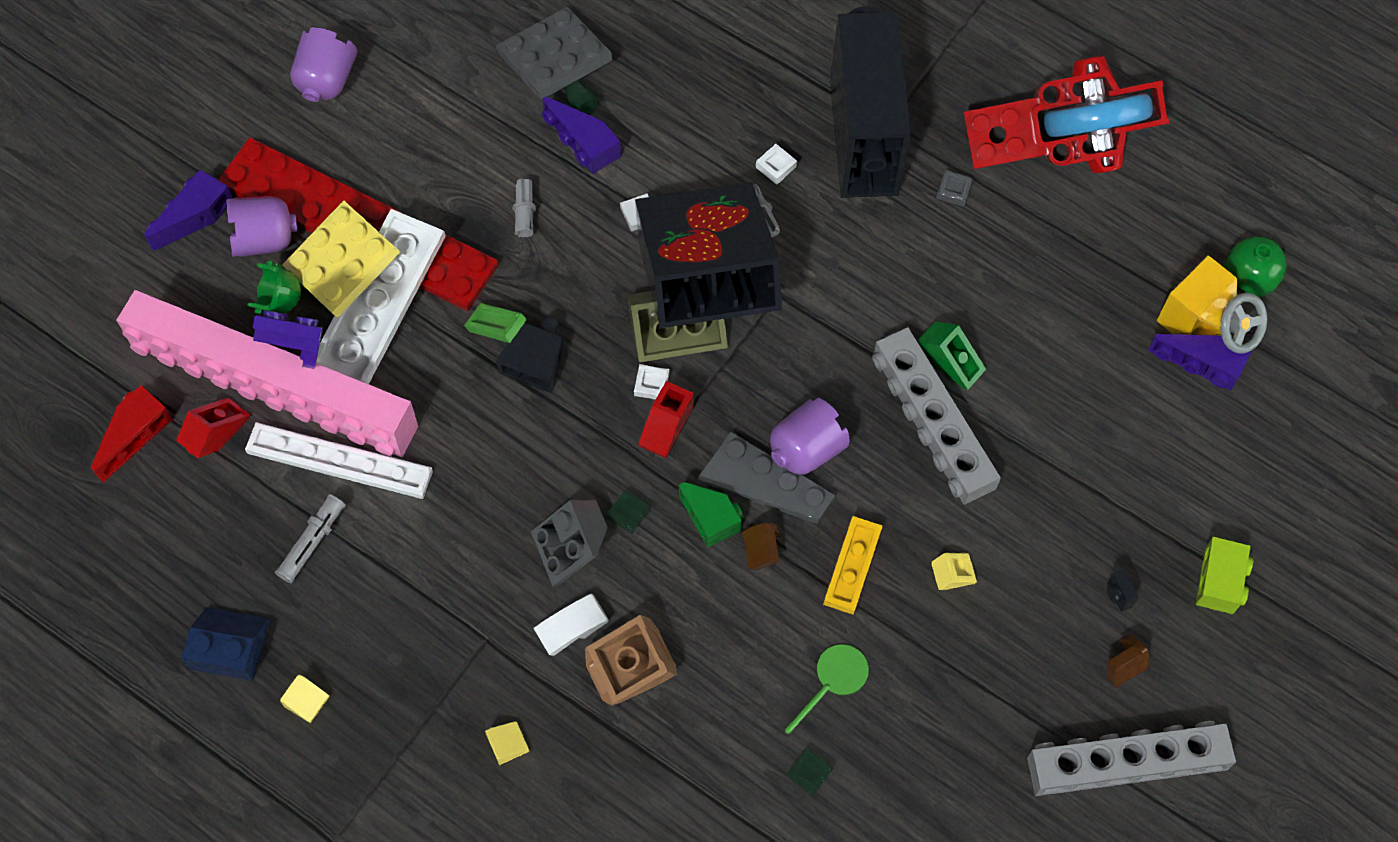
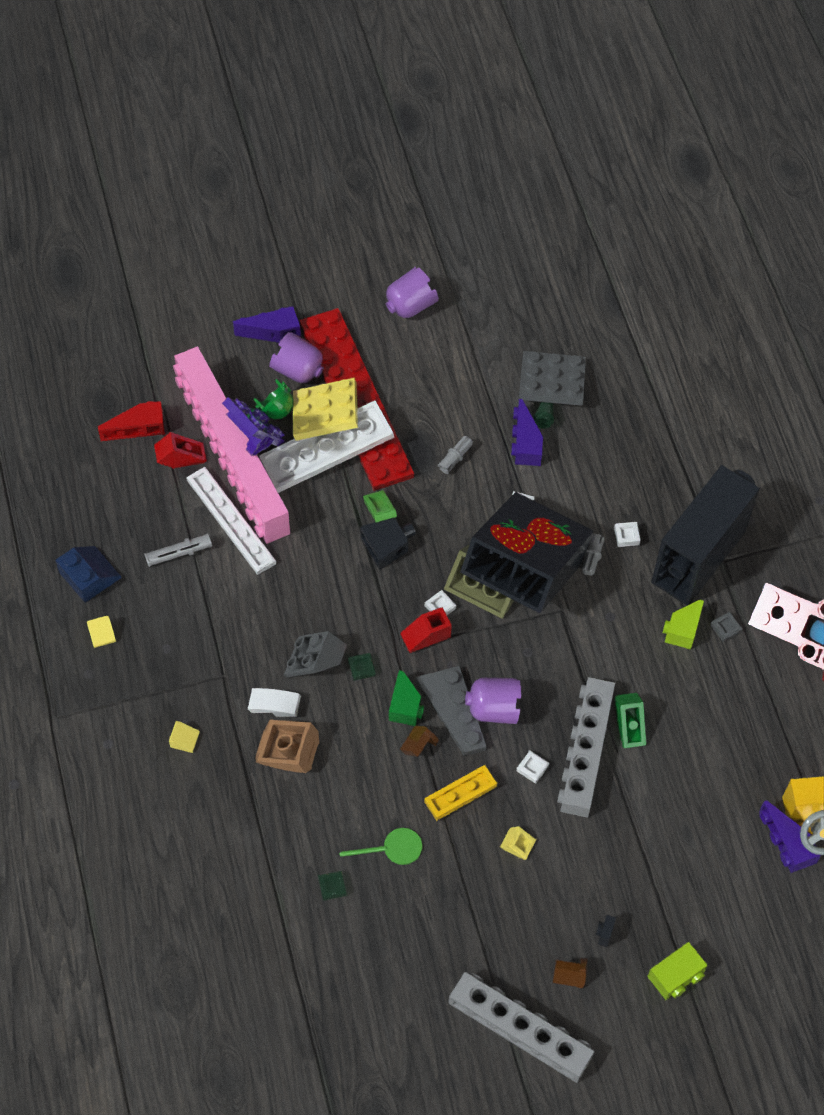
camera: 40 degrees right, 5 degrees down
(897, 480) = (532, 767): none -> white tile
(917, 218) = (683, 625): none -> lime slope

